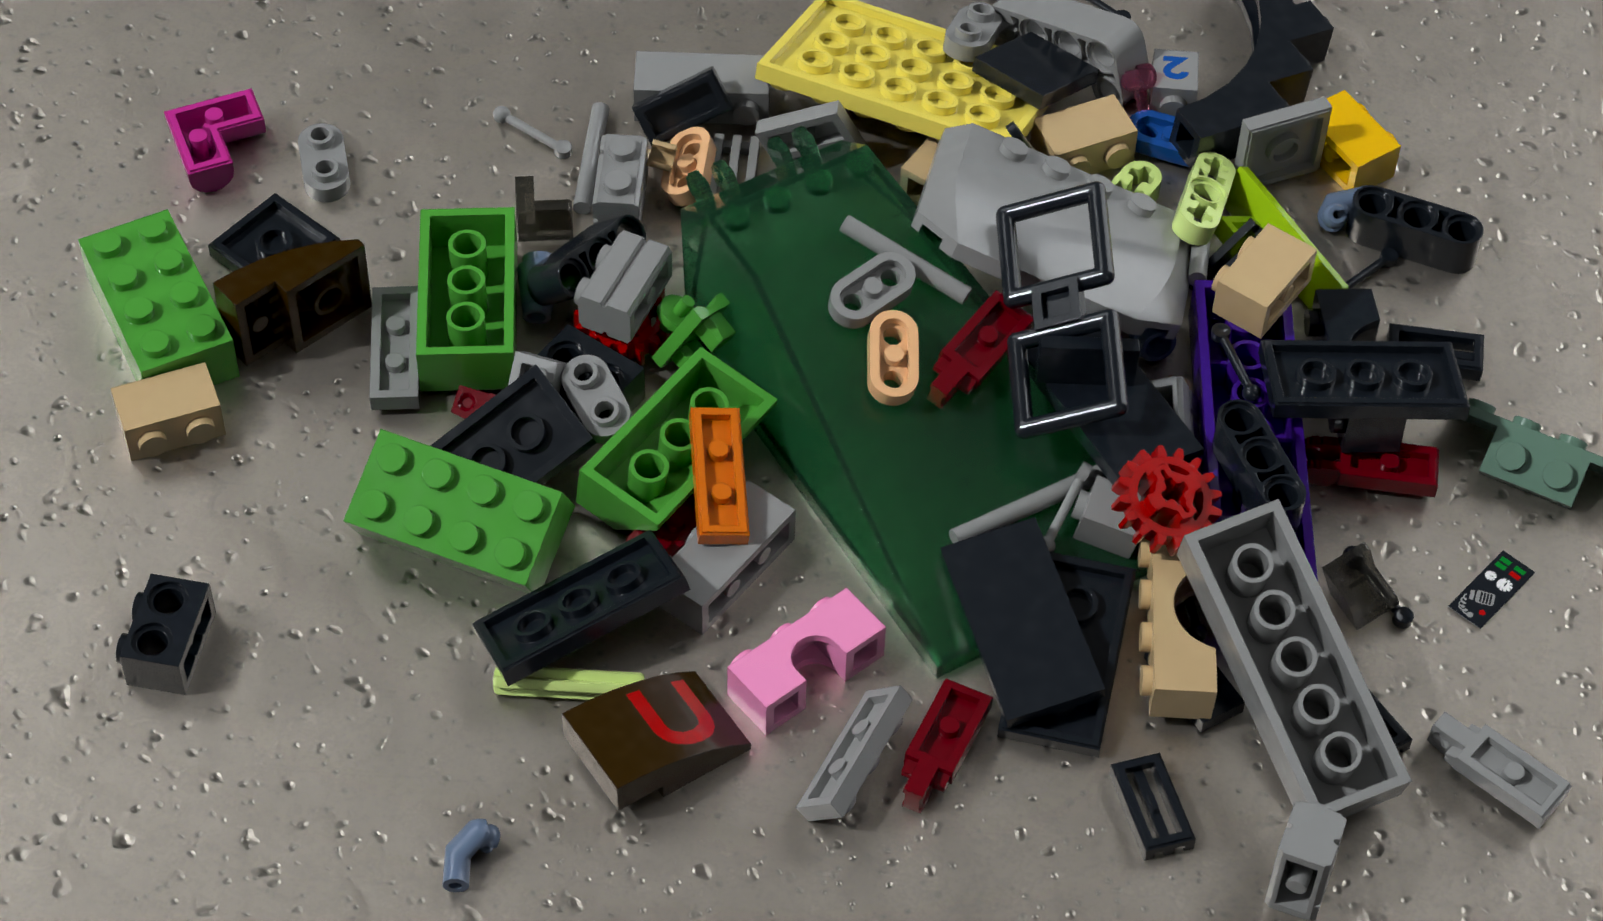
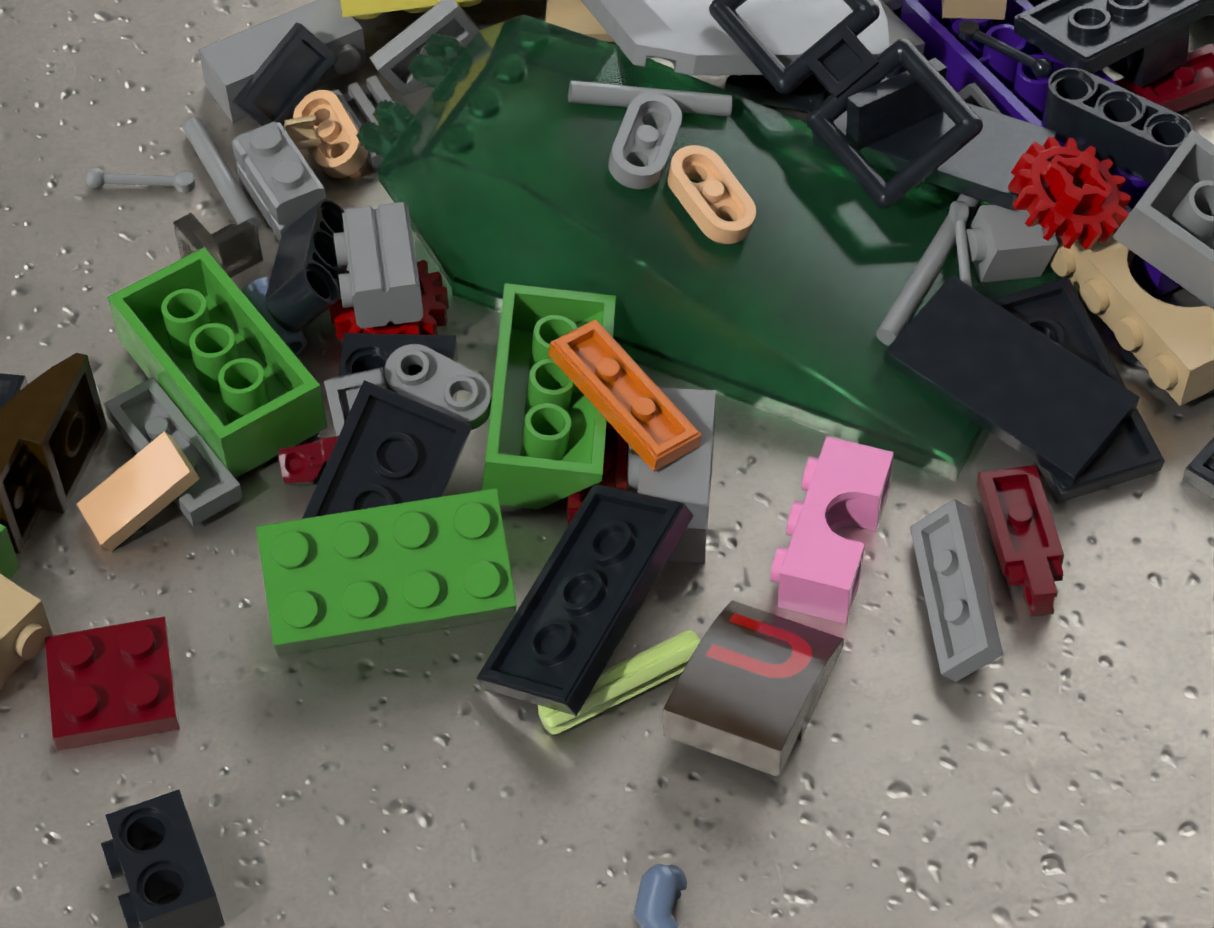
camera: 30 degrees left, 0 degrees up
(235, 490) = (111, 683): none -> dark red plate
(346, 363) = (137, 491): none -> light nougat tile
(689, 326) = (489, 259): bright green hips -> none
(976, 349) = (779, 148): dark red hinge -> none

